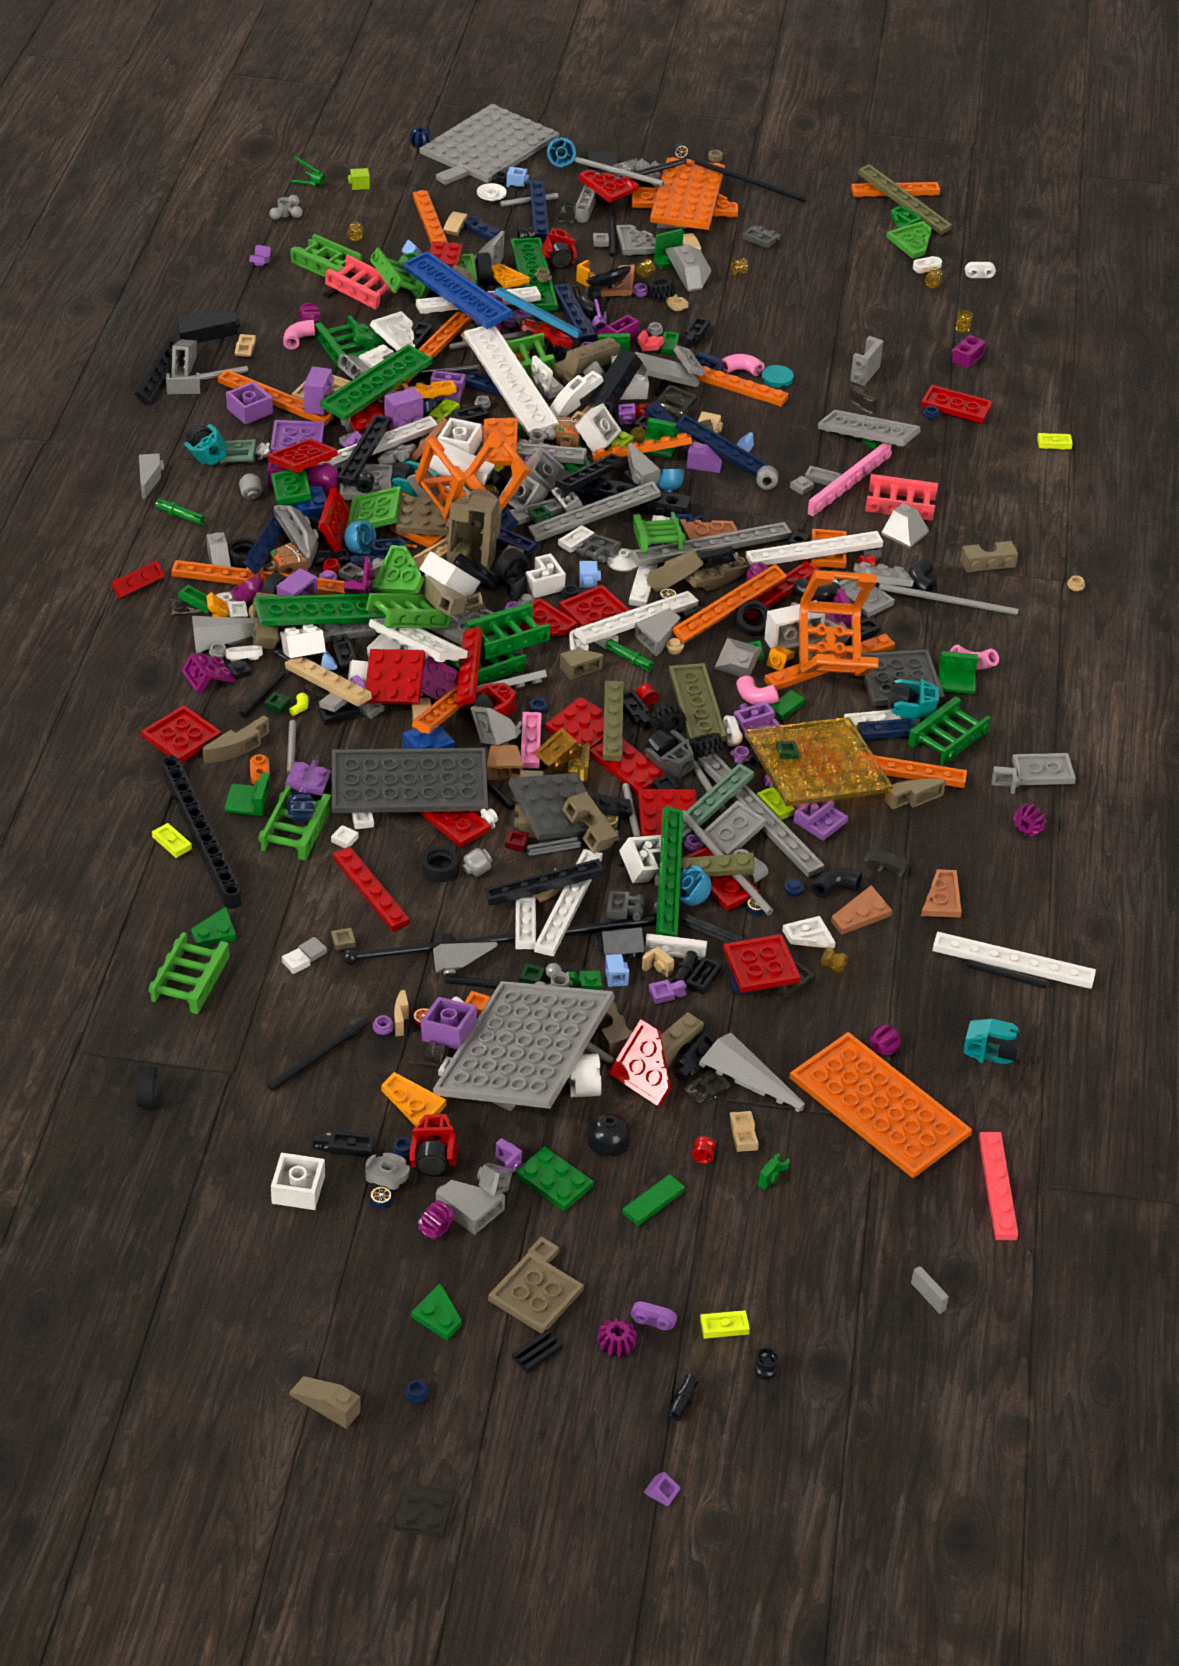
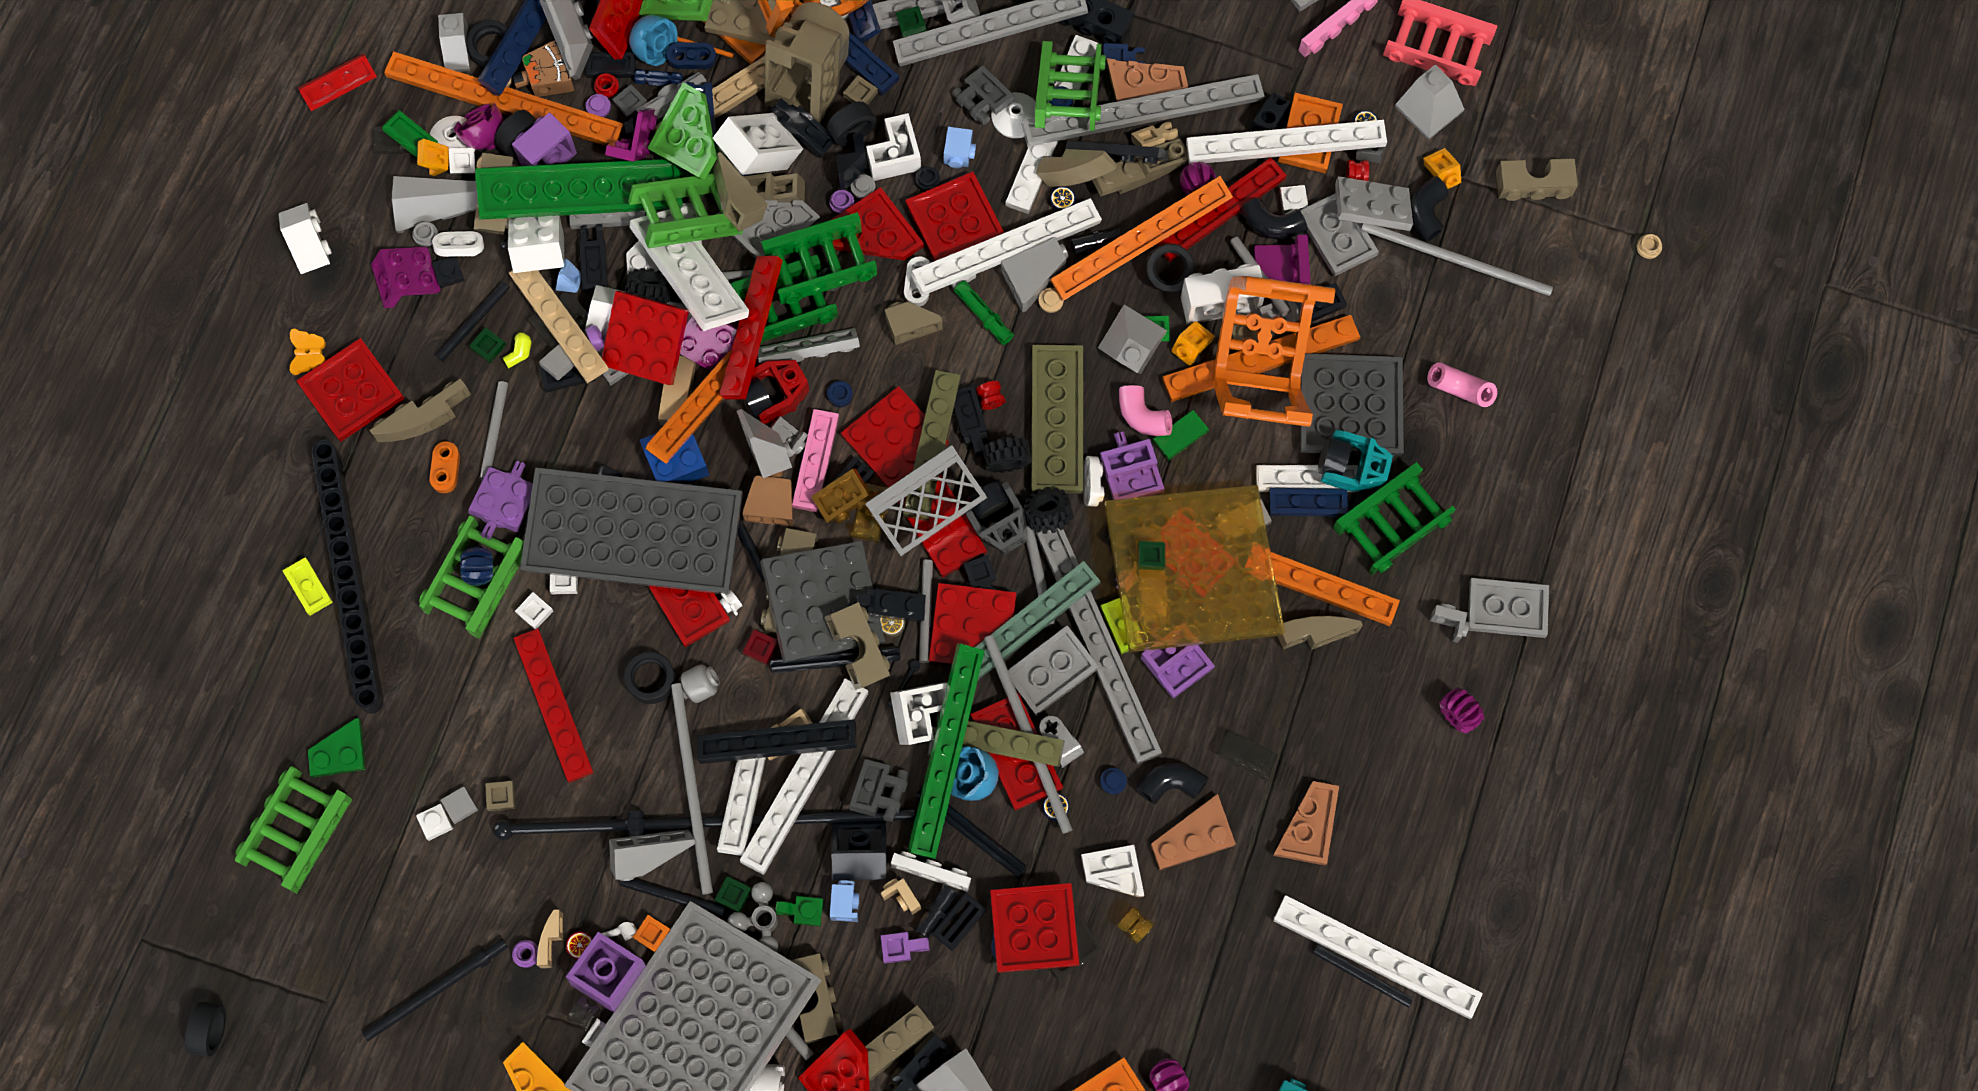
camera: 10 degrees right, 30 degrees up
(133, 655) = (301, 231): none -> white brick
(144, 716) = (304, 342): none -> light orange animal
(249, 798) = (419, 521): green bracket -> none
(487, 917) = (691, 786): none -> light grey piece
(575, 538) = (955, 70): white plate -> none
(605, 732) = (914, 481): none -> light grey fence
(693, 843) = (990, 676): medium lavender plate -> none
(740, 754) = (1093, 531): medium lavender plate -> none
(925, 553) = (1444, 166): none -> light orange bracket
(958, 672) = (1432, 411): green bracket -> none

